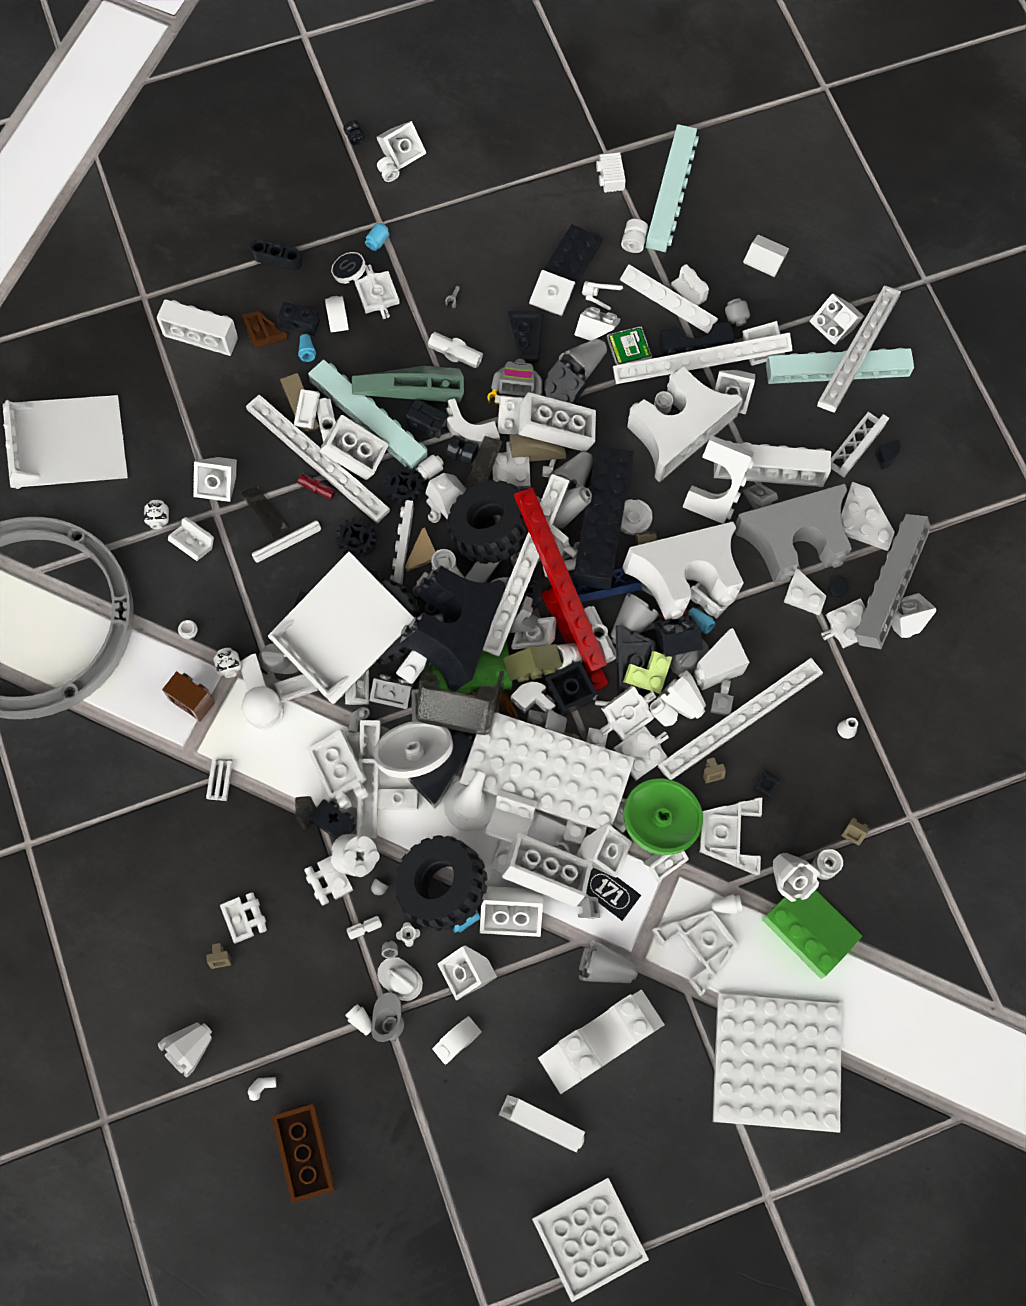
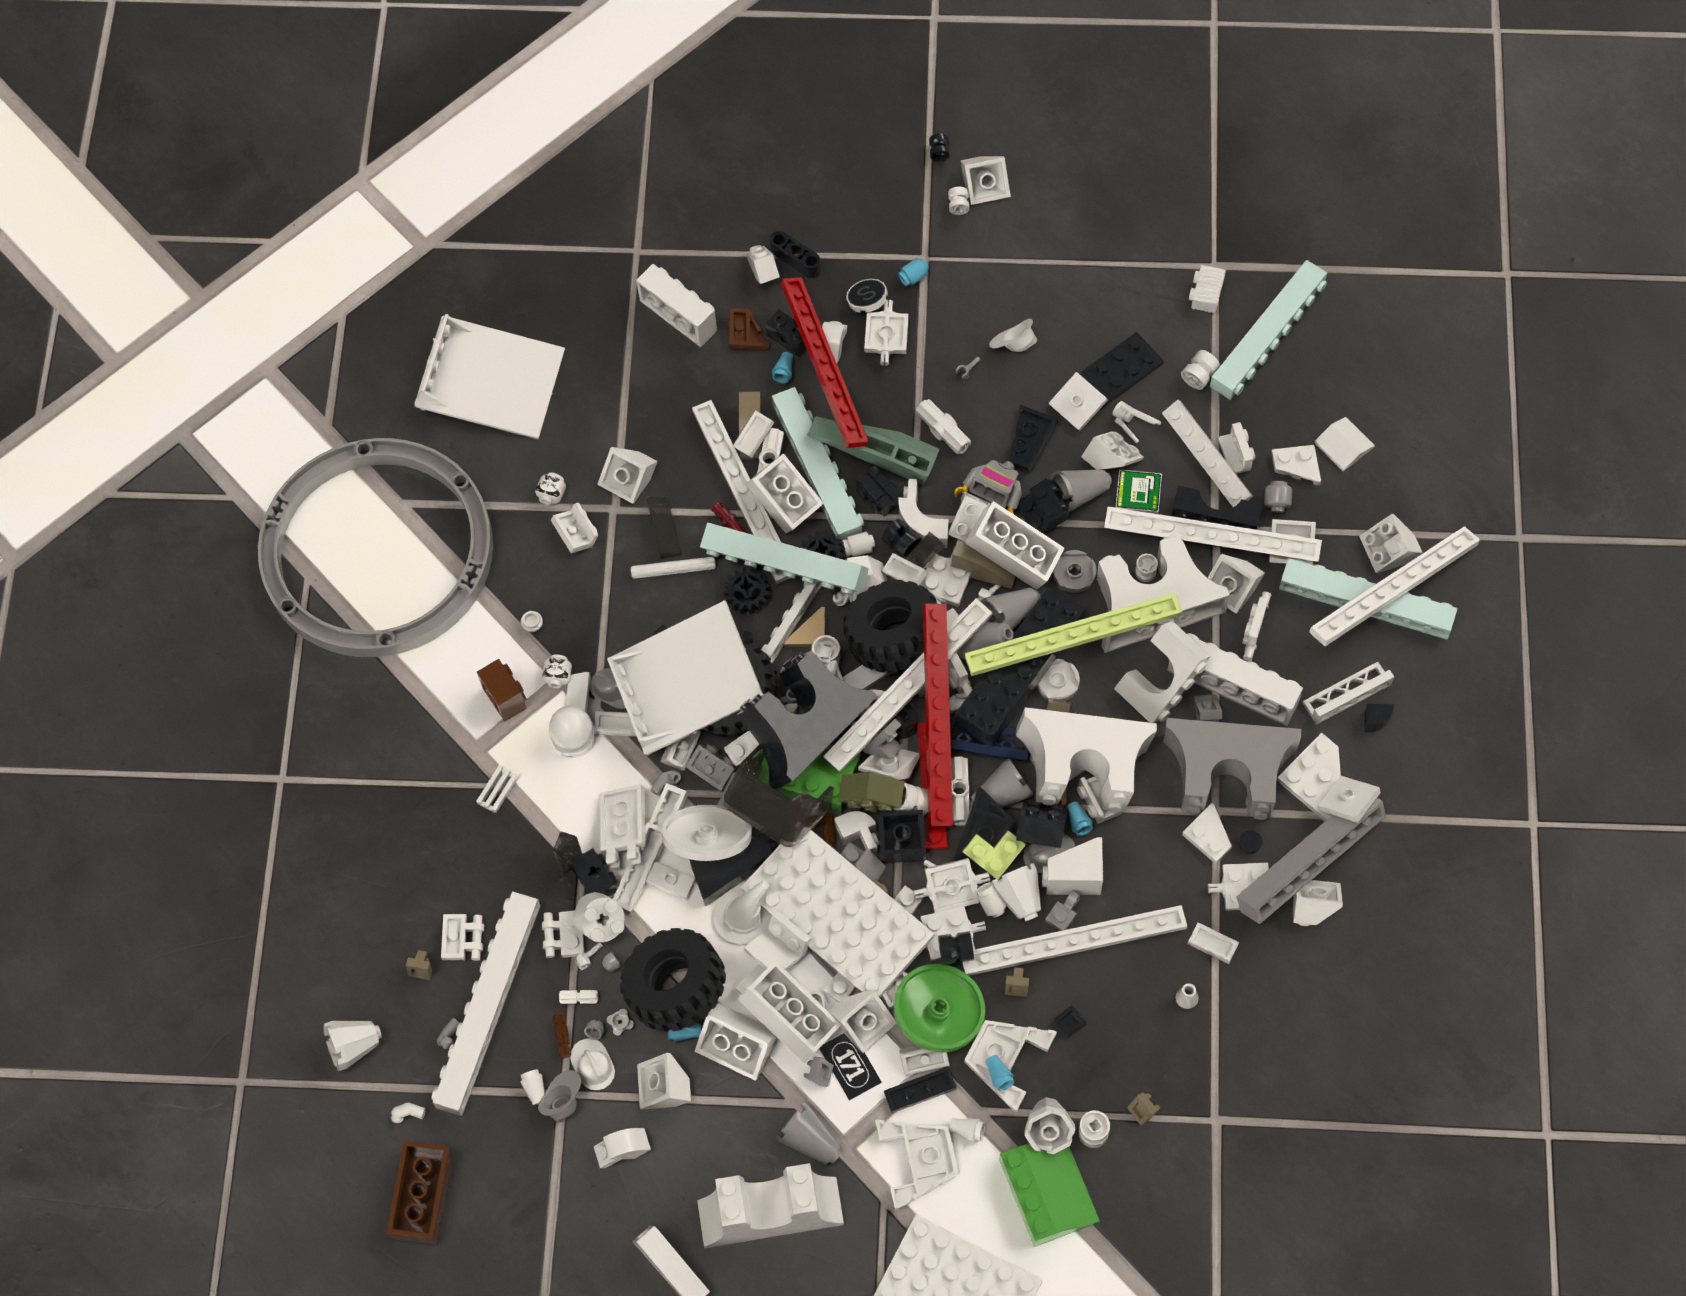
camera: 30 degrees right, 5 degrees down
(252, 271) = (762, 263): none -> white slope
(266, 1011) = (444, 1038): none -> light grey arm
(289, 967) = (486, 1004): none -> white brick
(341, 331) = (824, 363): none -> red plate
(354, 895) = (583, 959): none -> white hand
(364, 966) = (562, 1035): none -> reddish brown axle
(377, 499) = (785, 558): none -> light aqua brick
(475, 474) = (903, 570): none -> white tile
(481, 260) = (1016, 338): none -> white piece
(610, 417) = (1079, 582): none -> light grey plate
(637, 475) = (1073, 634): none -> yellowish green plate
(658, 761) = (962, 942): none -> black wheel
(674, 889) = (919, 1090): none -> black tile
(735, 850) = (1000, 1075): none -> medium azure cone
(738, 282) = (1297, 462): none -> white wing
(768, 416) = (1254, 625): none -> white plate
(846, 677) = (1213, 943): none -> white tile
(901, 525) = (1349, 799): none -> white plate

